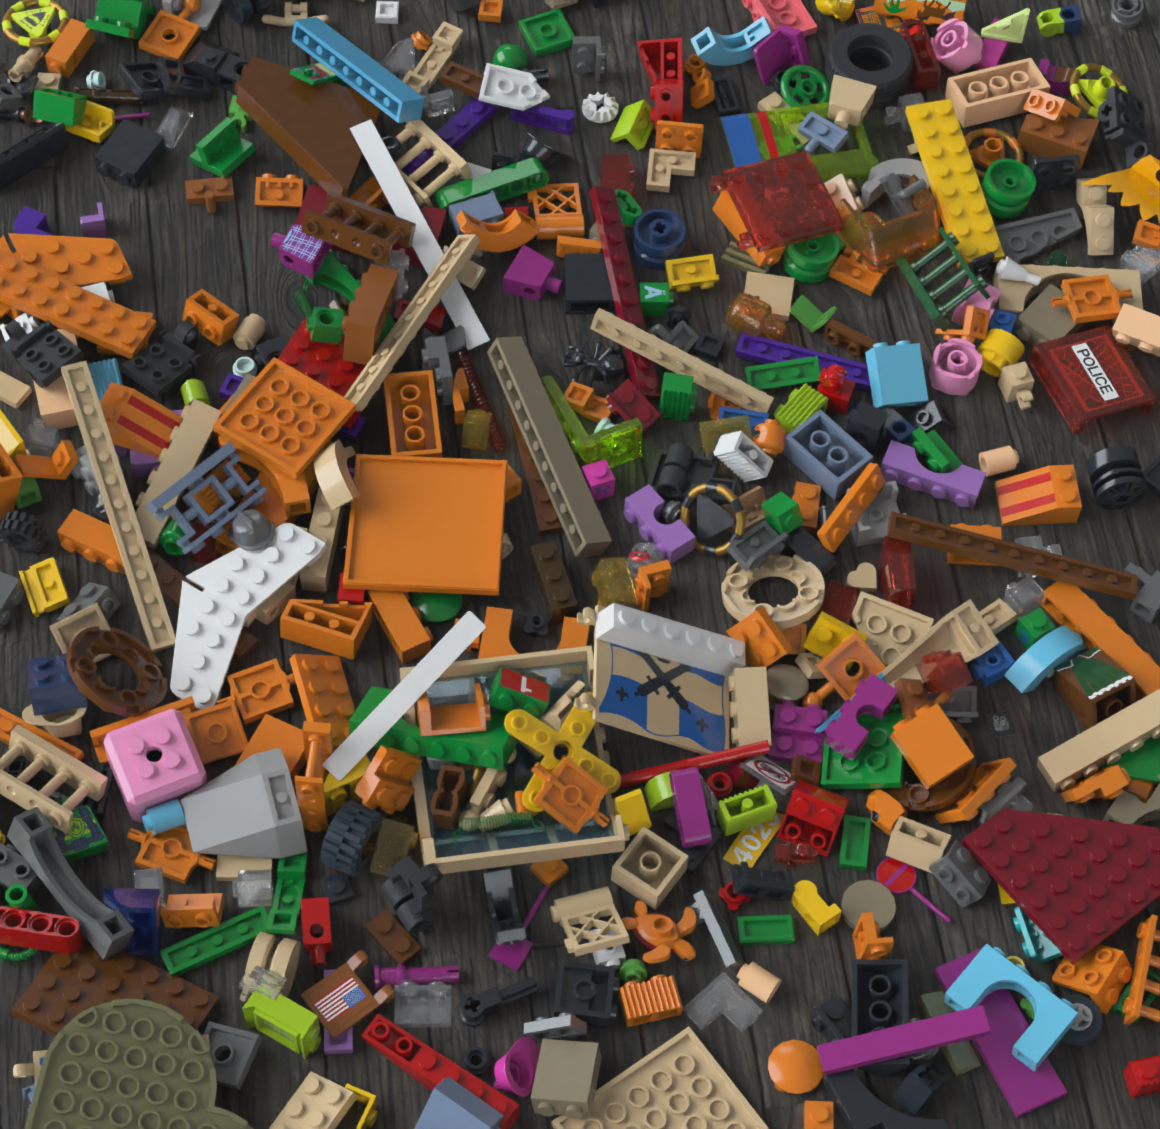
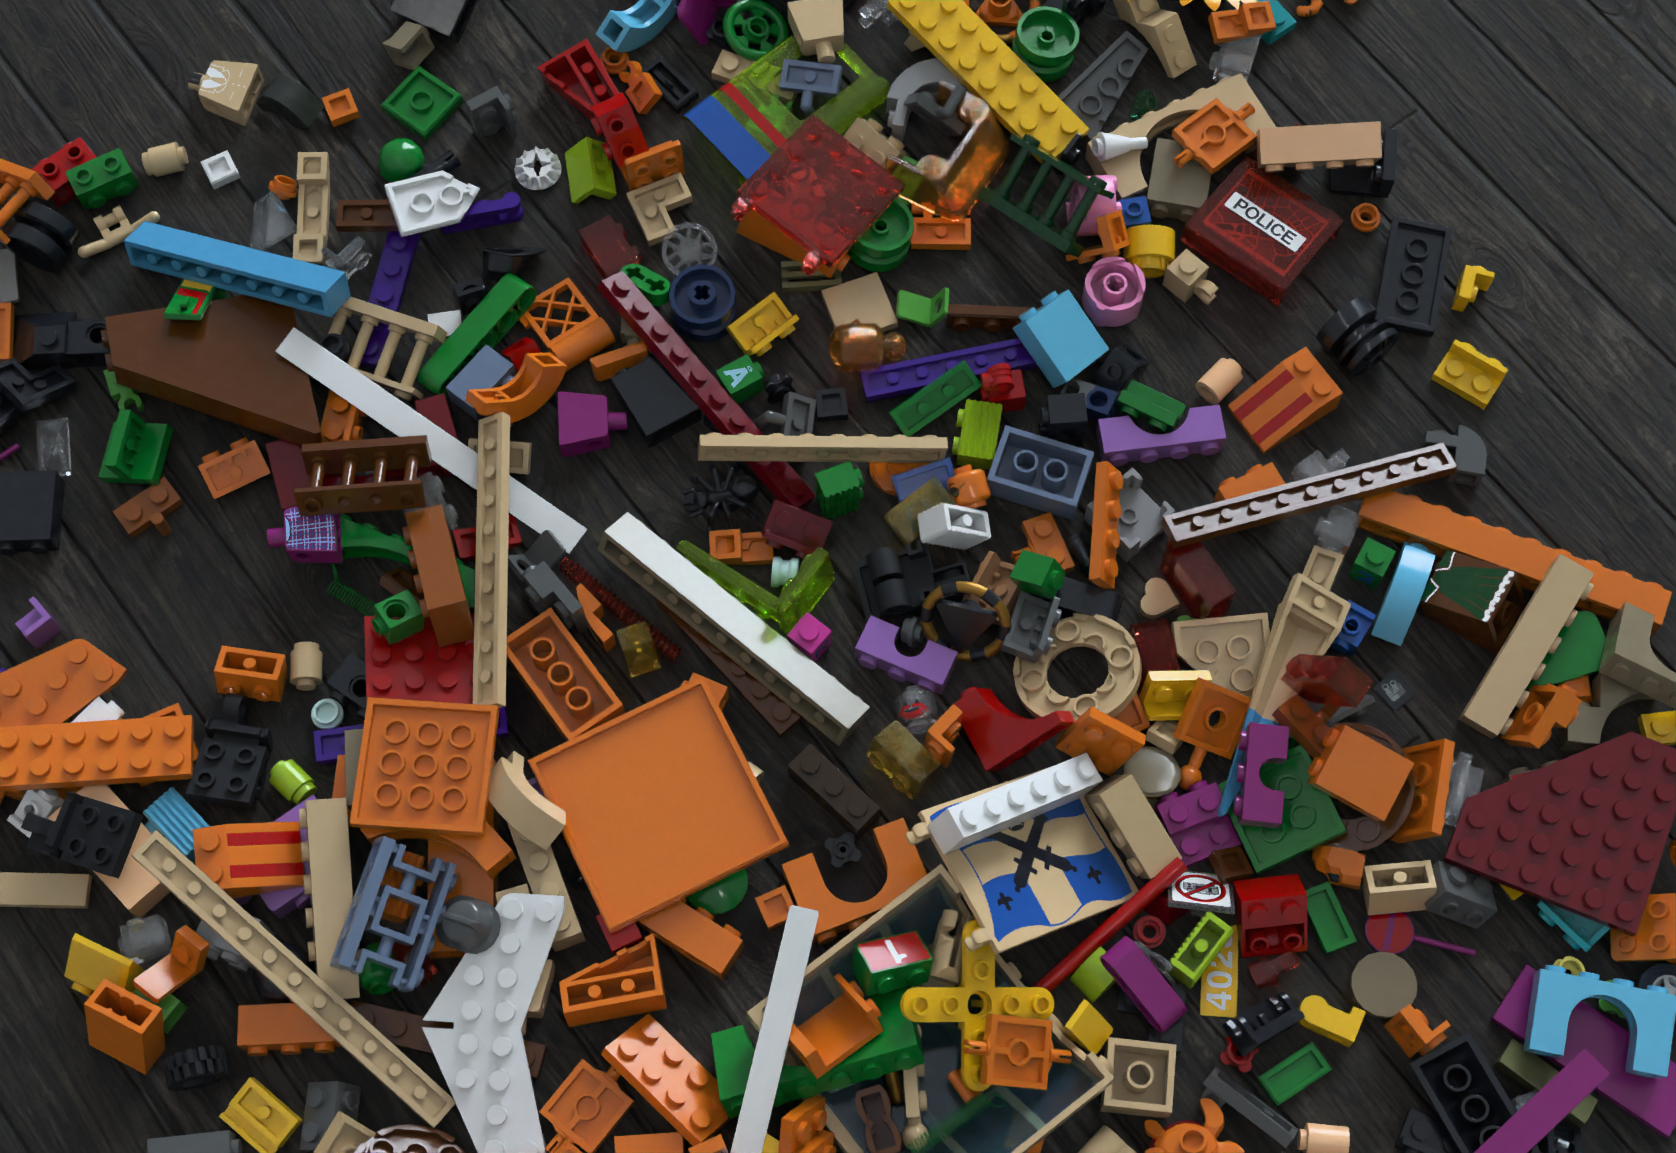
camera: 25 degrees left, 10 degrees up
(499, 807) = (941, 1105): tan cone -> none
(672, 201) = (689, 248): none -> clear wheel
(694, 605) = (999, 733): none -> red arch

